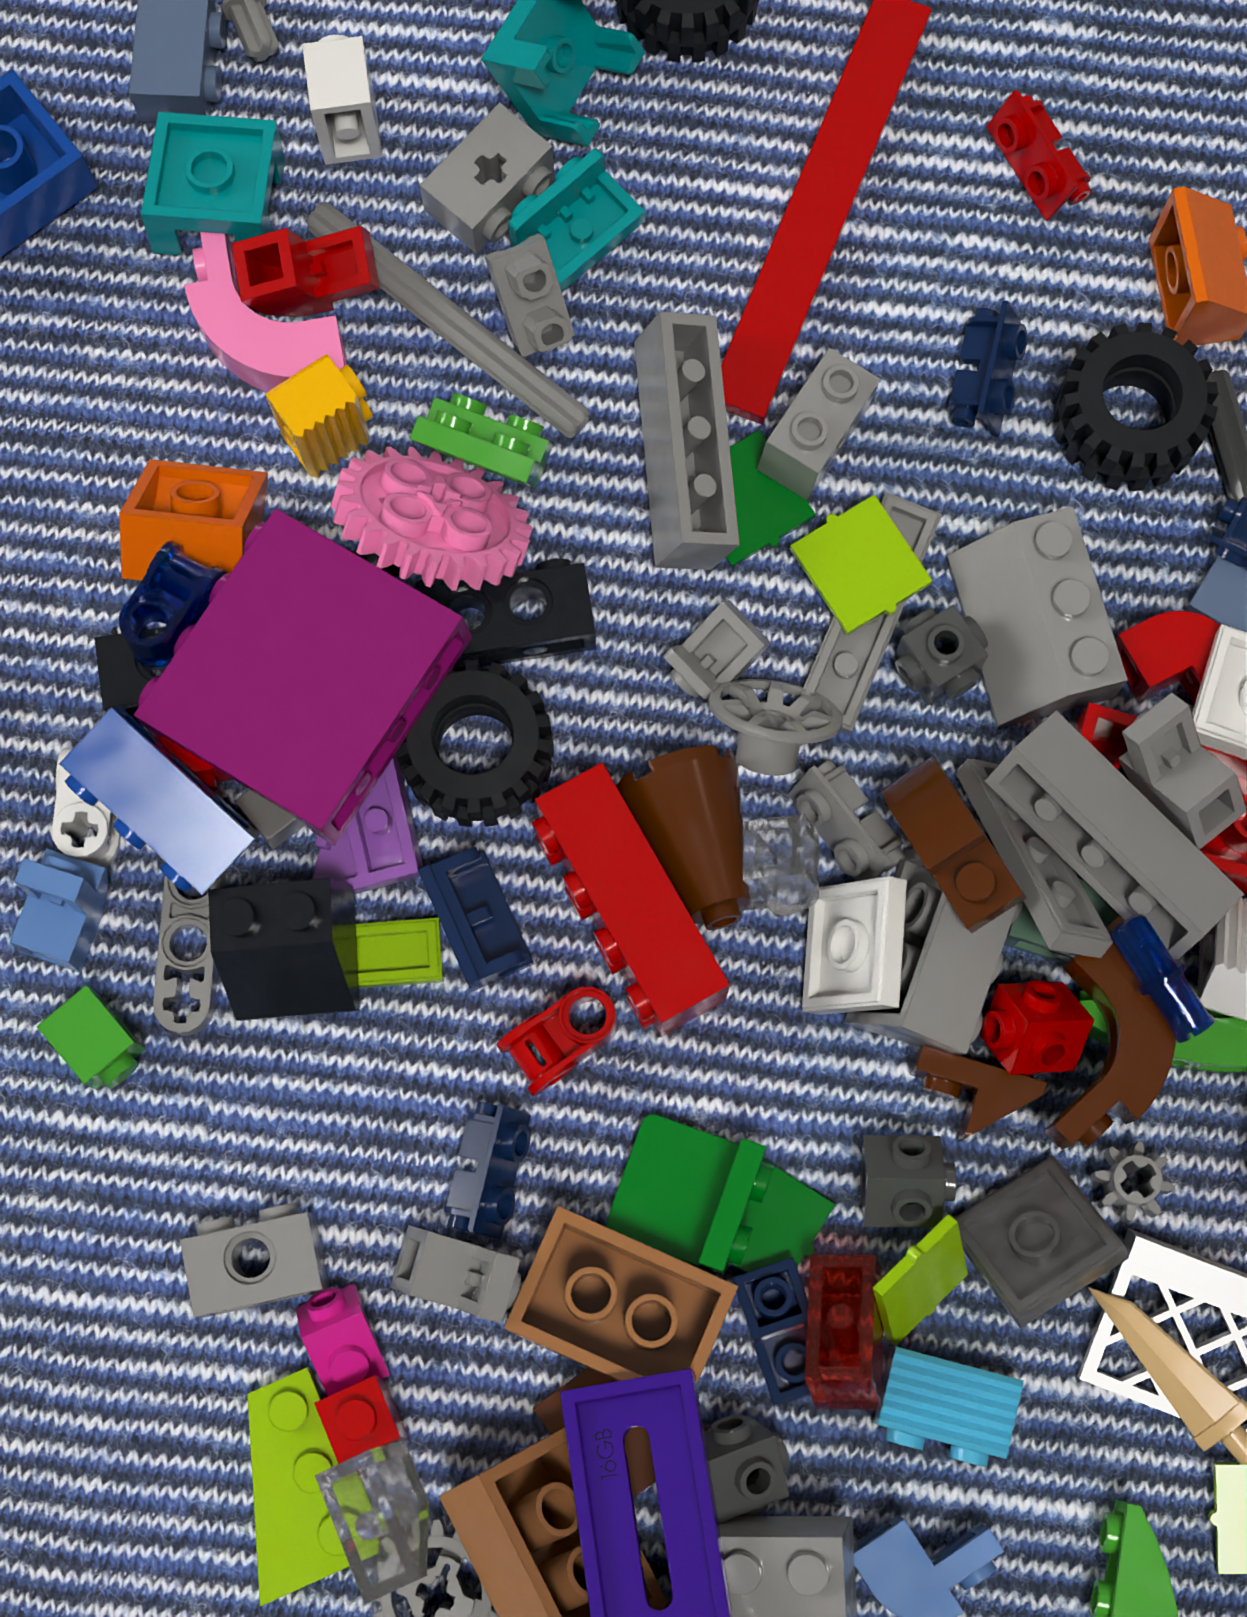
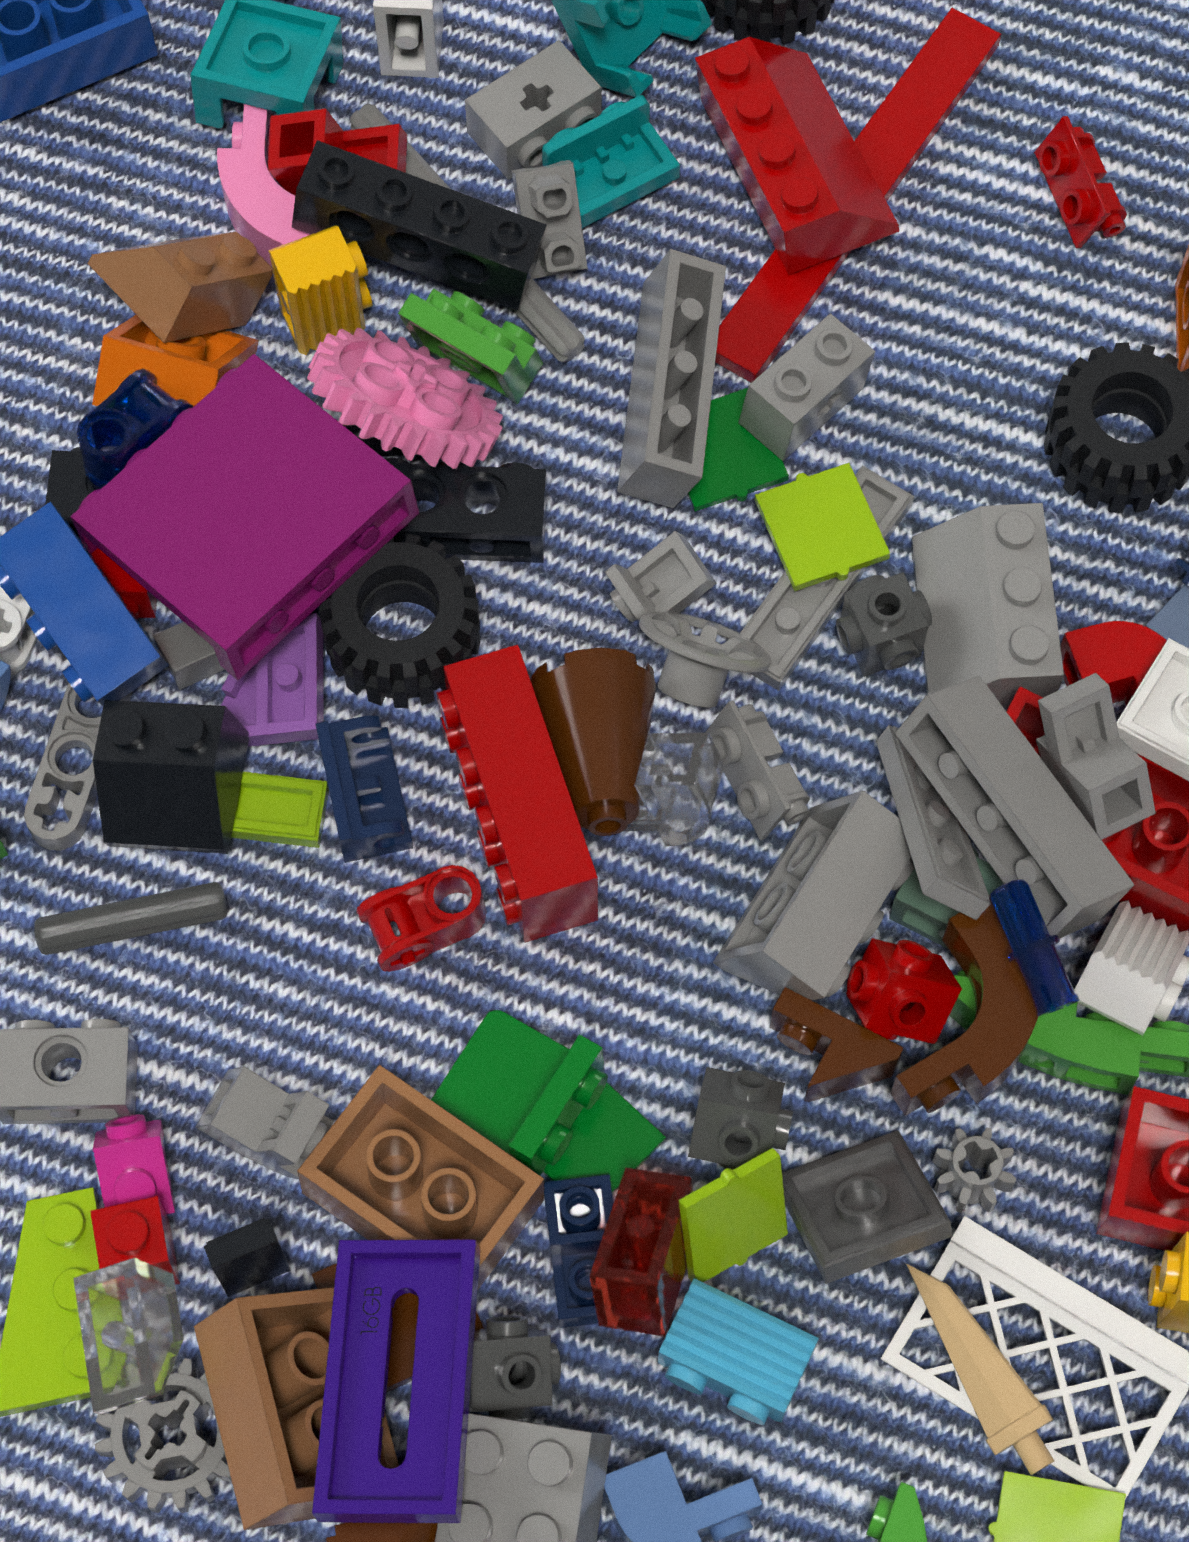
camera: 10 degrees right, 10 degrees down
(184, 432) = (187, 283): none -> medium nougat slope
(280, 1092) = (130, 918): none -> dark grey axle
(405, 333) = (419, 224): none -> black brick
(471, 1415) = (246, 1257): none -> black tile
(486, 1199) = (336, 1007): dark blue hinge -> none
(754, 177) = (792, 152): none -> red slope
(855, 947) = (735, 880): white tile -> none
(952, 844) = (851, 790): reddish brown arch -> none
(994, 344) = (1000, 350): dark blue hinge -> none

